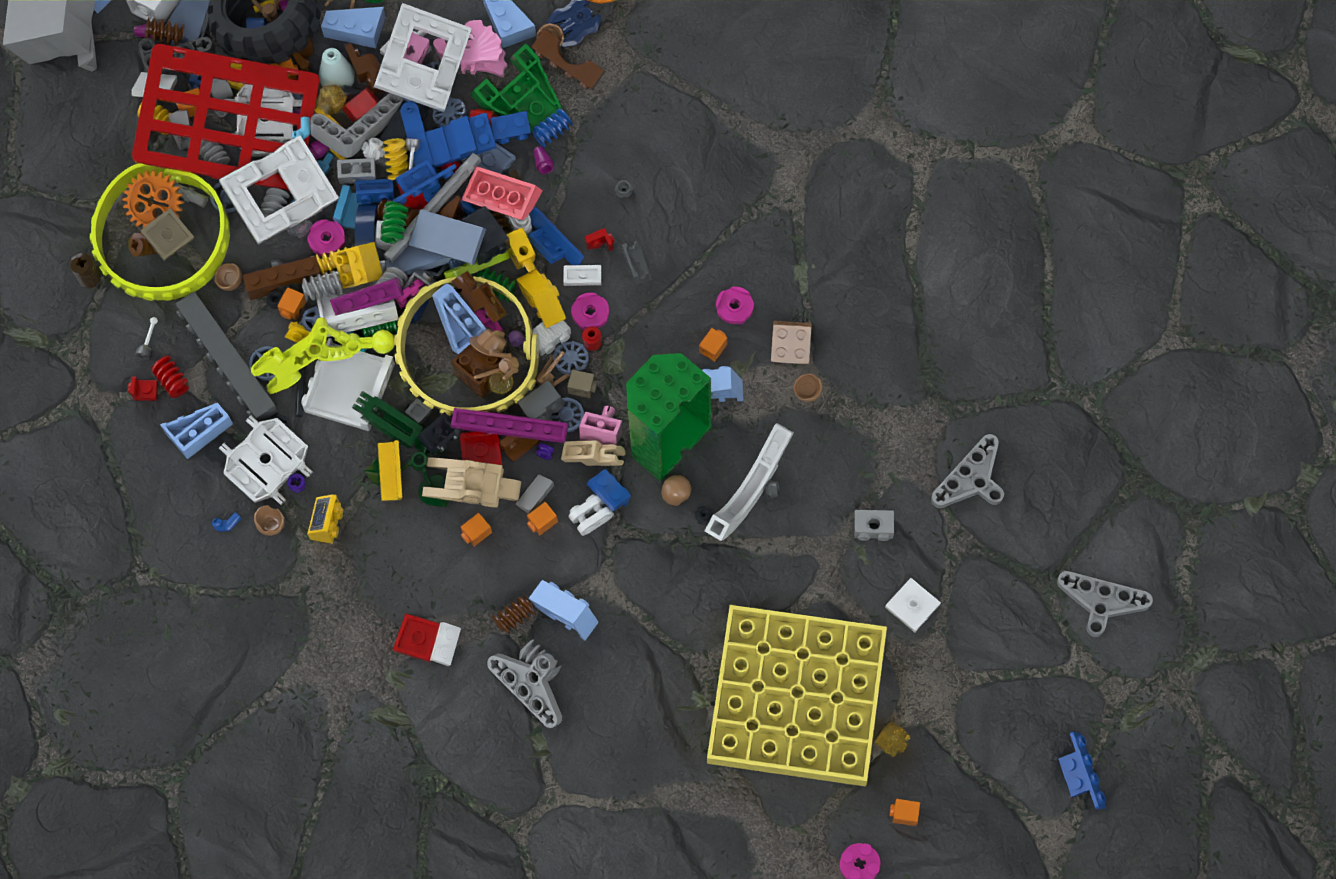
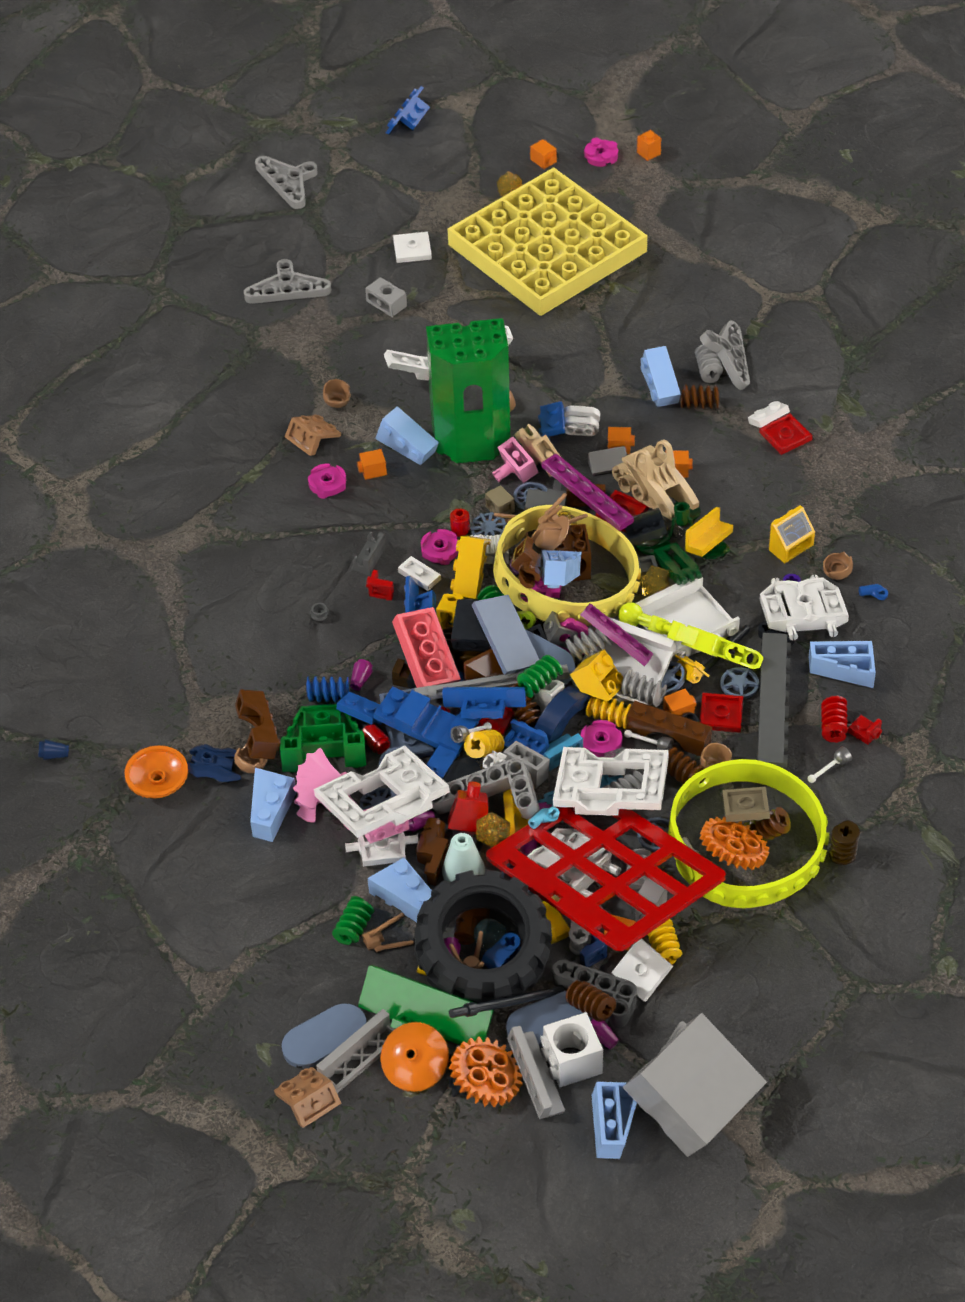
camera: 140 degrees left, 20 degrees down
(246, 254) = (681, 767): none -> reddish brown piece
(260, 327) = (722, 712): none -> red tile
(395, 394) = (654, 581): none -> clear yellow brick

